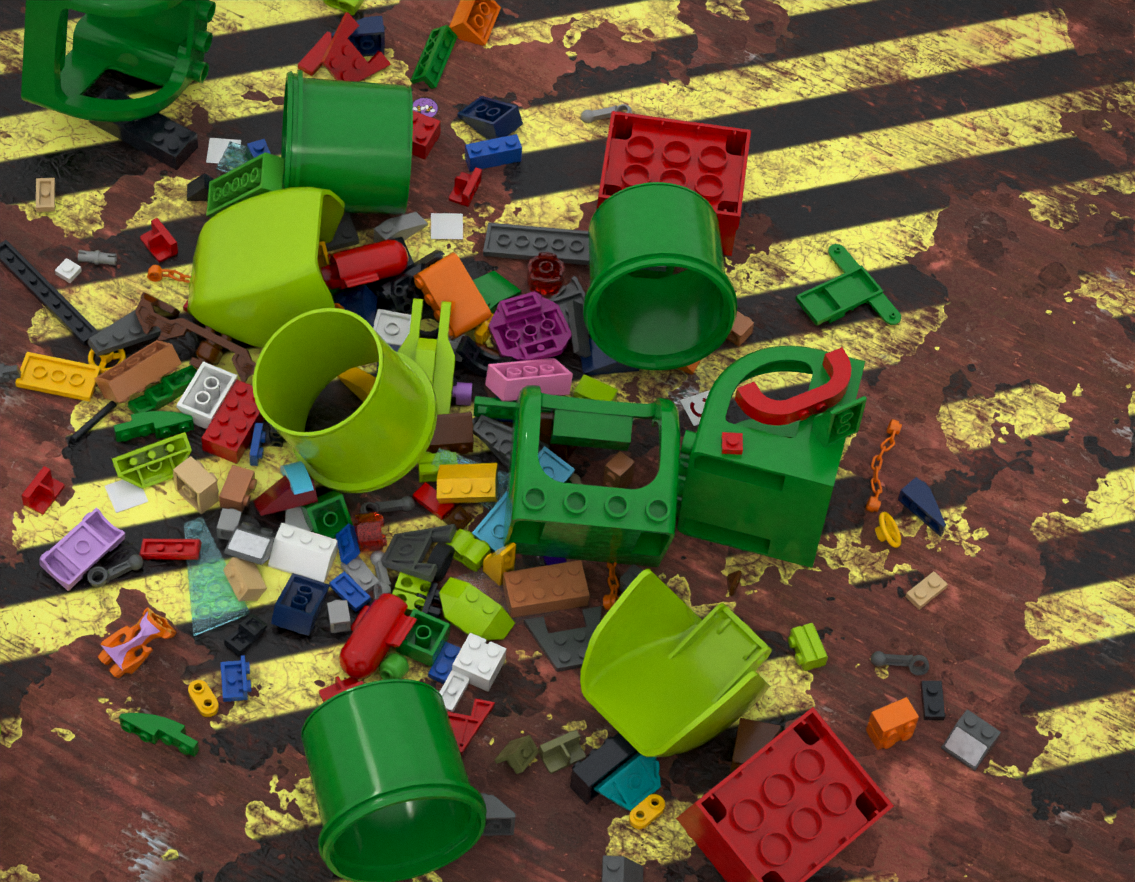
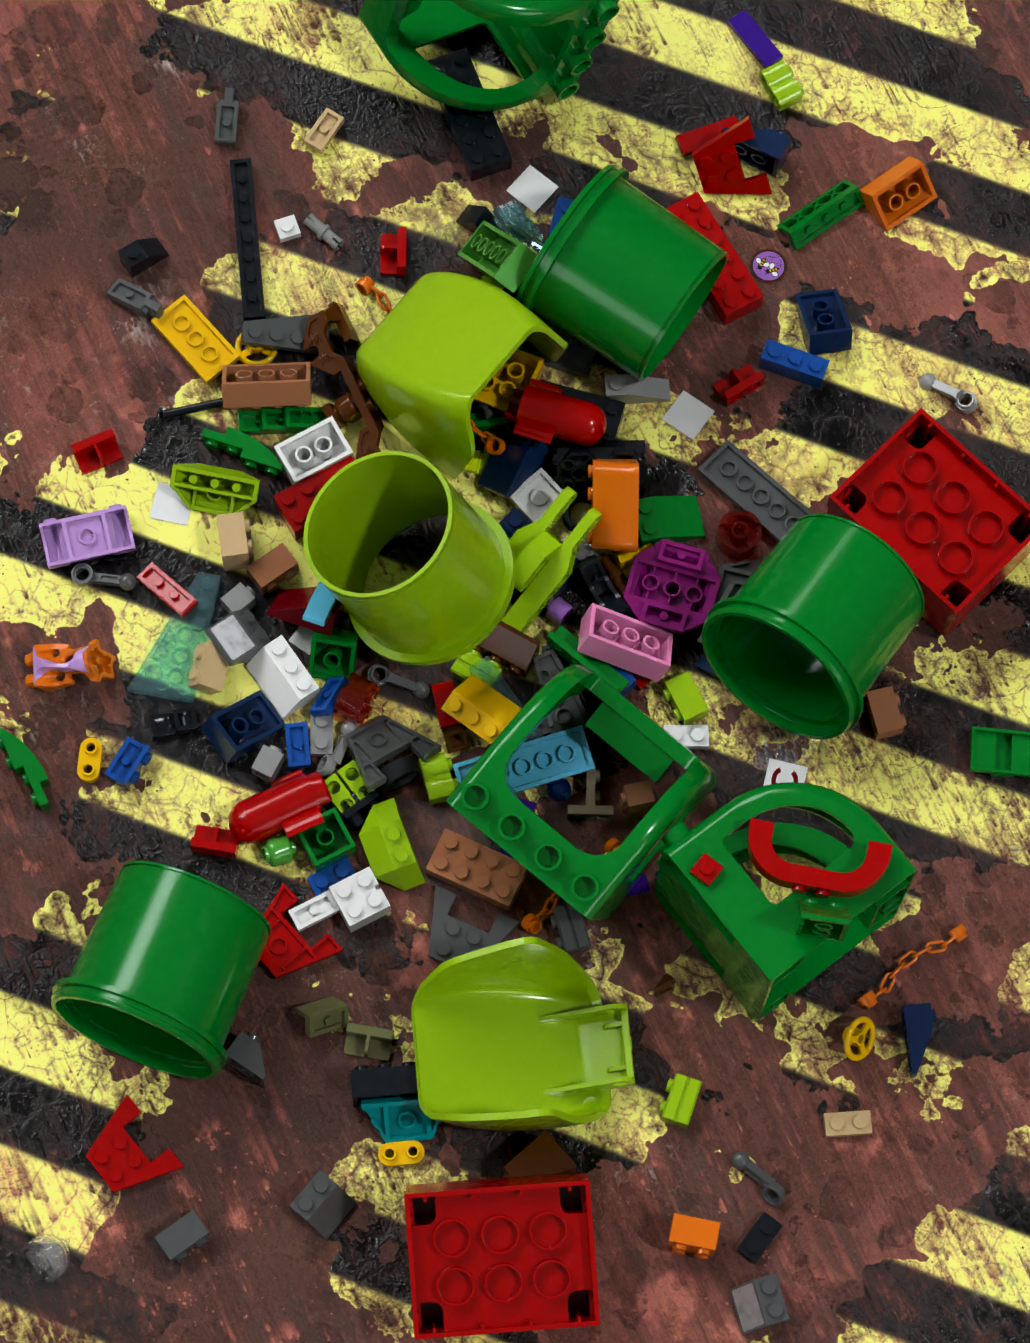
camera: 40 degrees right, 15 degrees up
(499, 562) = (450, 818): yellow slope -> none

